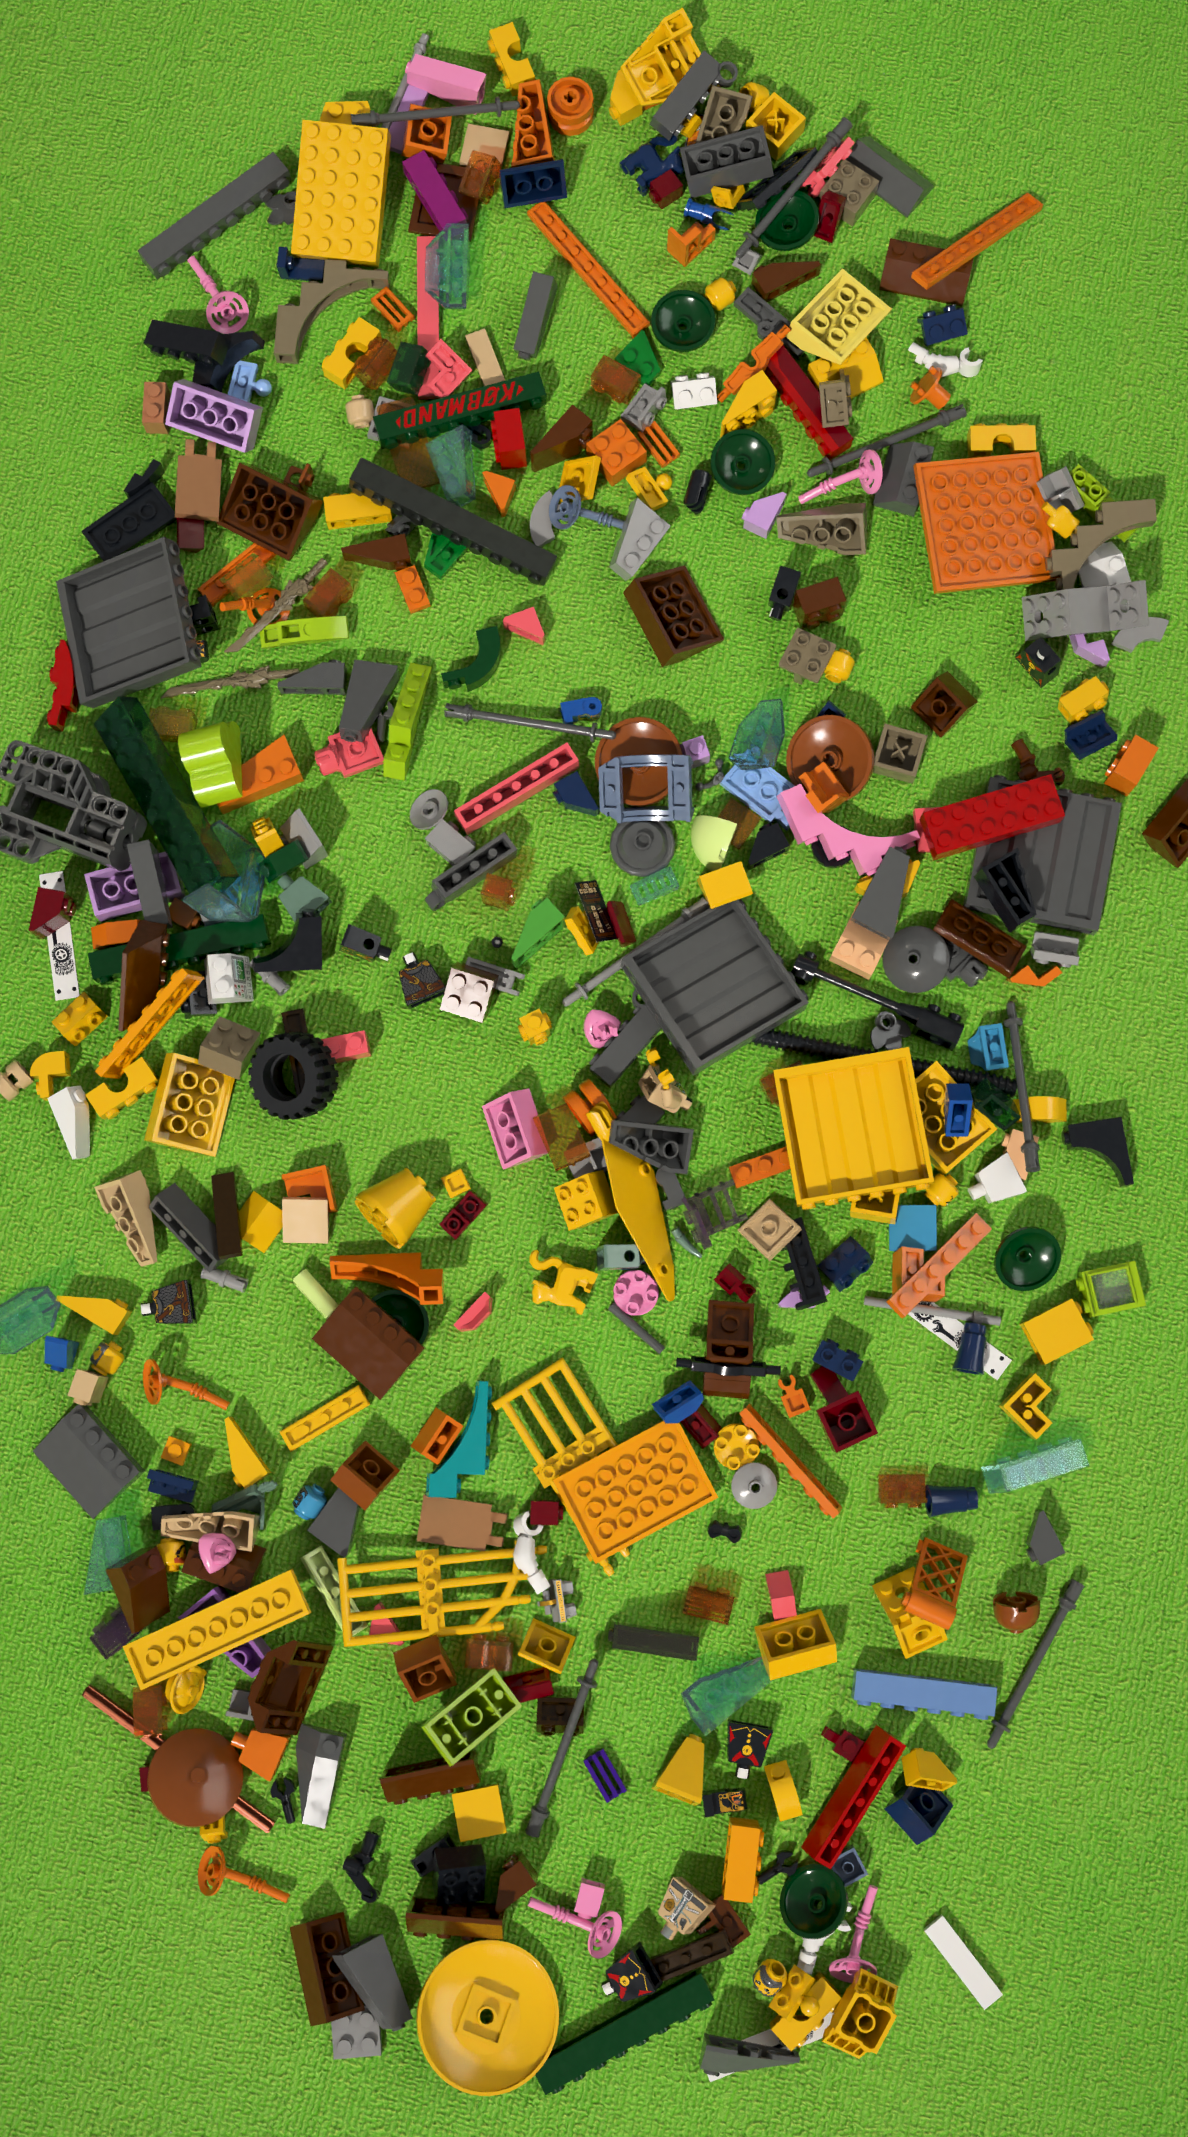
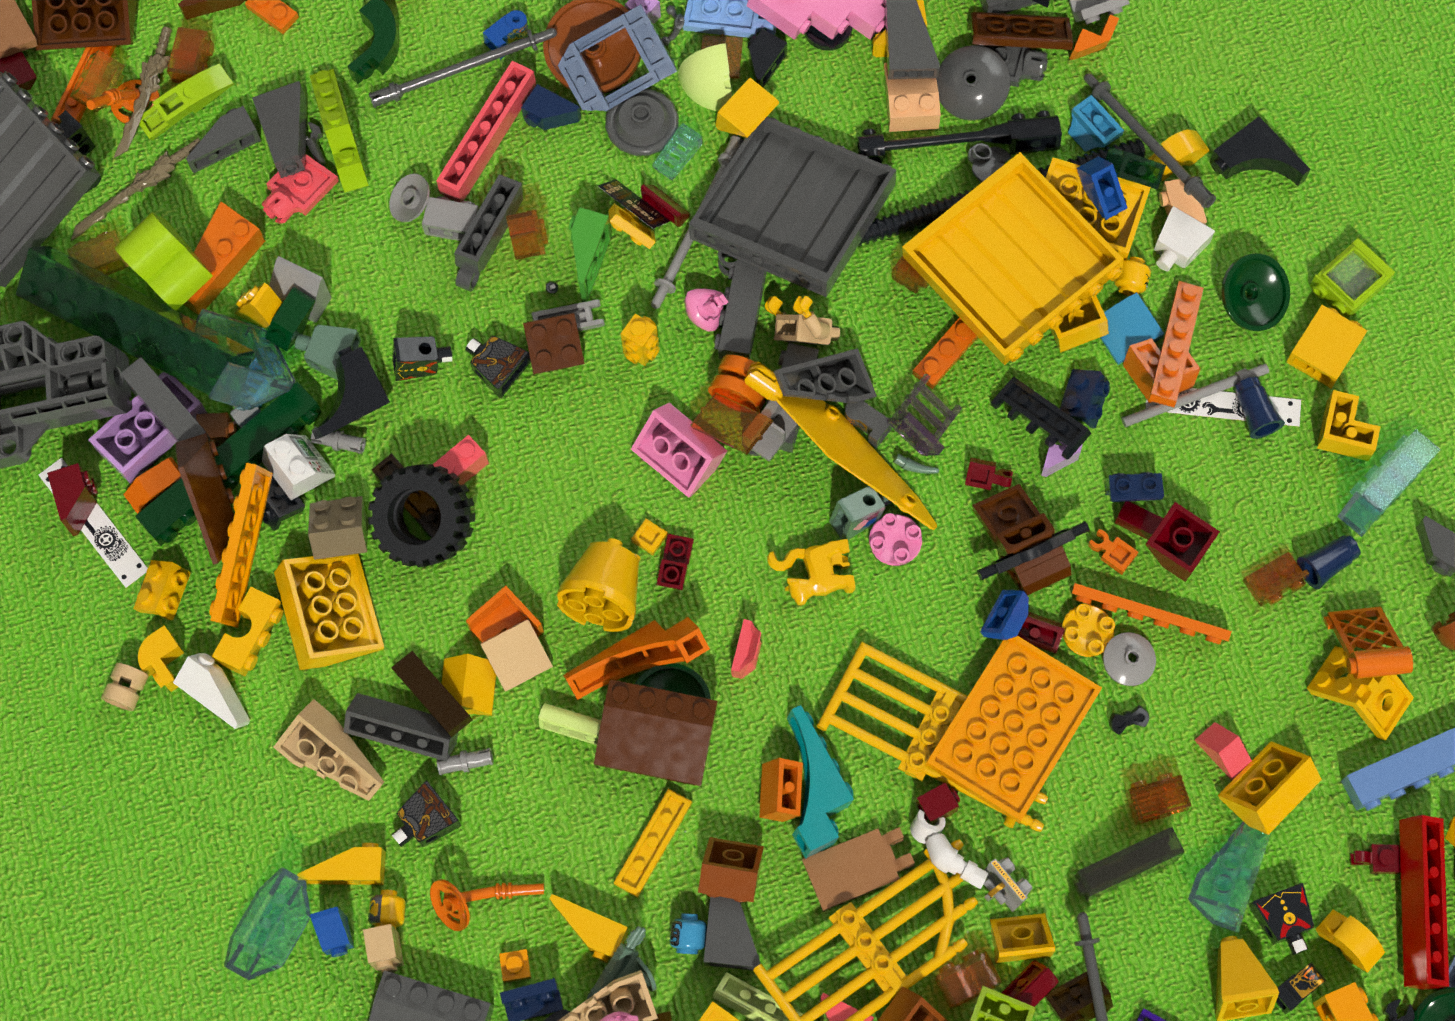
camera: 30 degrees left, 10 degrees down
(585, 1200) = (792, 474): yellow brick -> none
(636, 1328) = (917, 574): dark grey bar -> none
(769, 1229) = (990, 405): tan tile -> none

